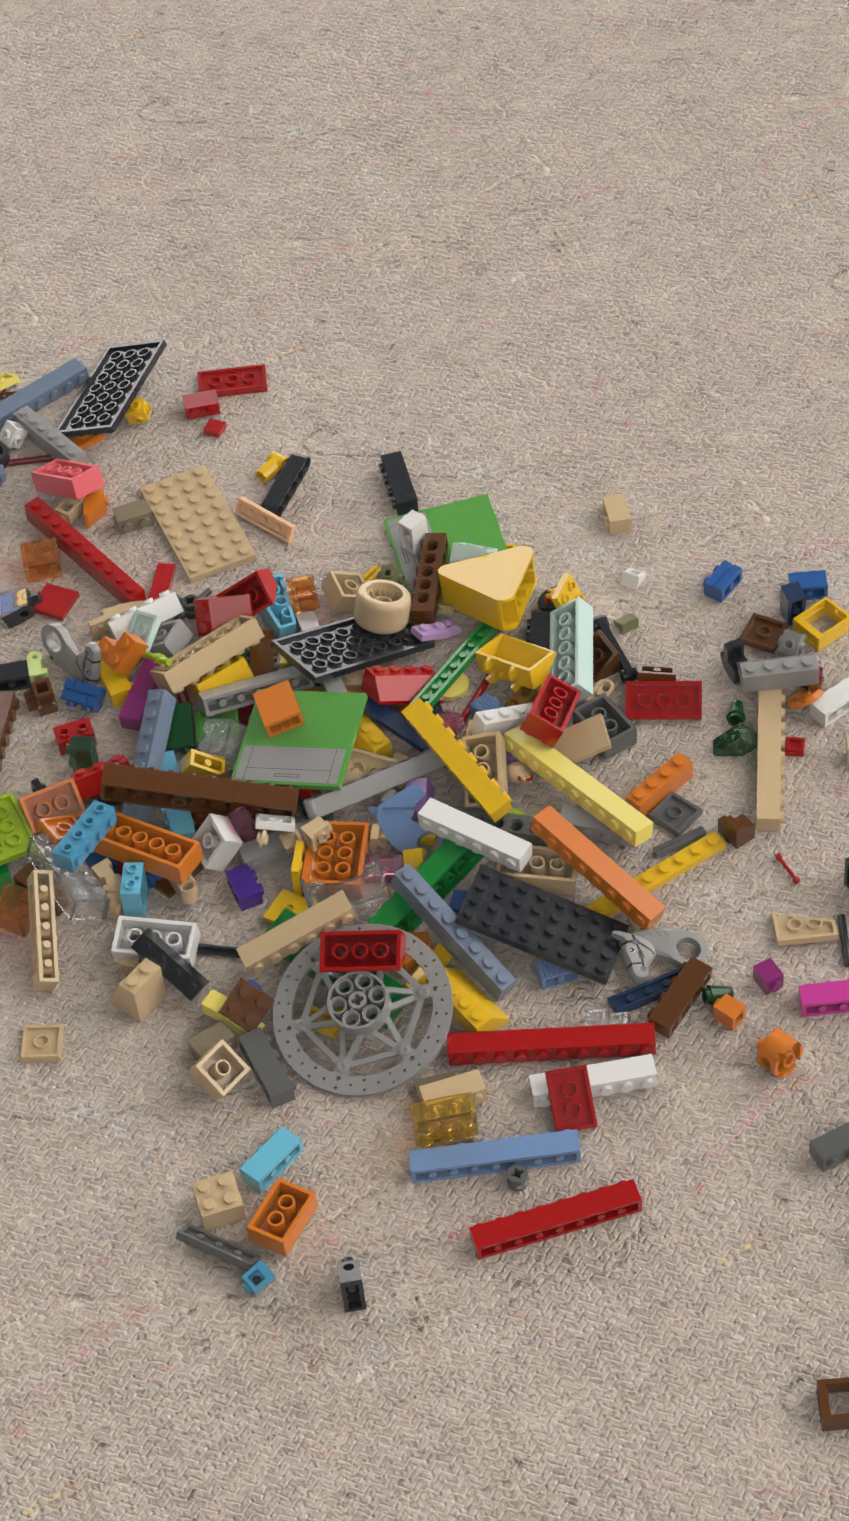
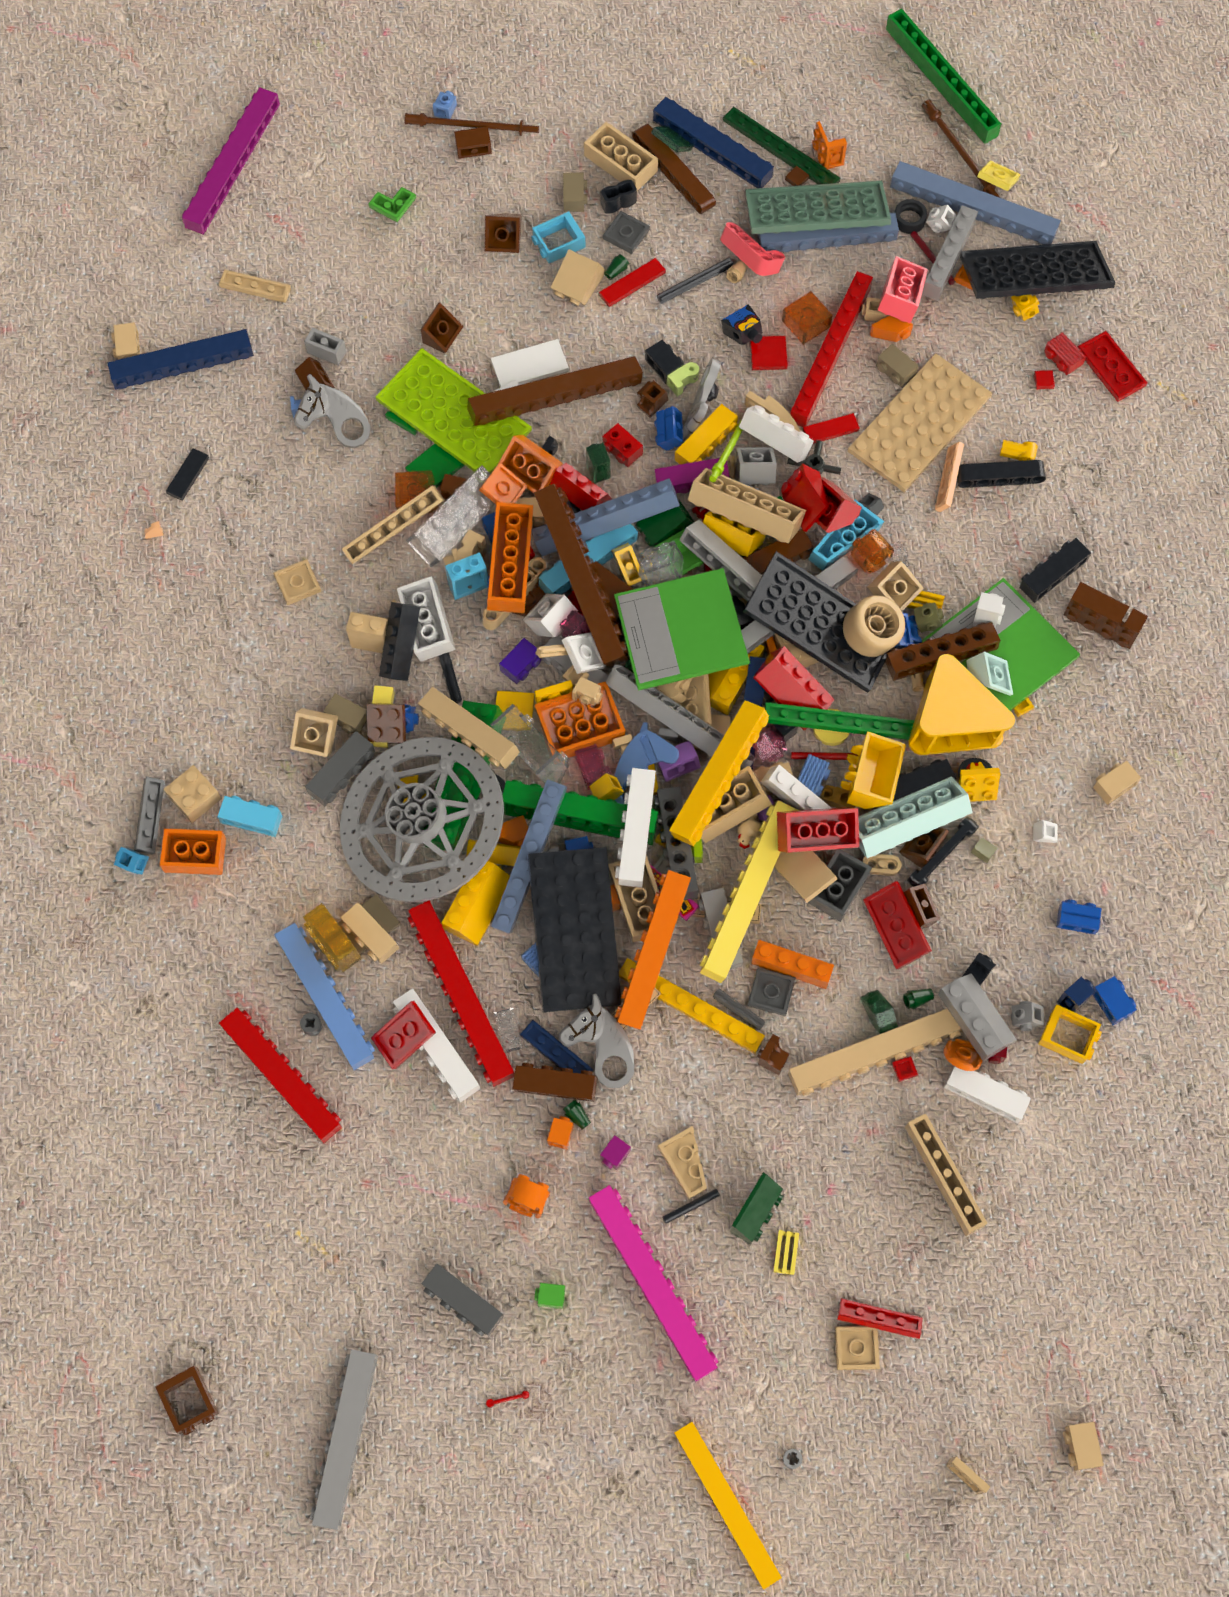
camera: 60 degrees right, 20 degrees up
(84, 836) = (485, 507): dark azure brick -> none
(122, 654) = (715, 434): orange brick -> none
(145, 626) = (751, 439): light aqua tile -> none
(278, 708) = (701, 595): orange brick -> none
(350, 1275) = (150, 935): black torso -> none
(362, 951) = (458, 791): red slope -> none
(436, 630) = (883, 685): lavender hinge -> none
(463, 463) = (1104, 615): none -> reddish brown piece
(763, 633) = (1031, 982): reddish brown plate -> none
(796, 879) = (742, 1133): red hinge -> none

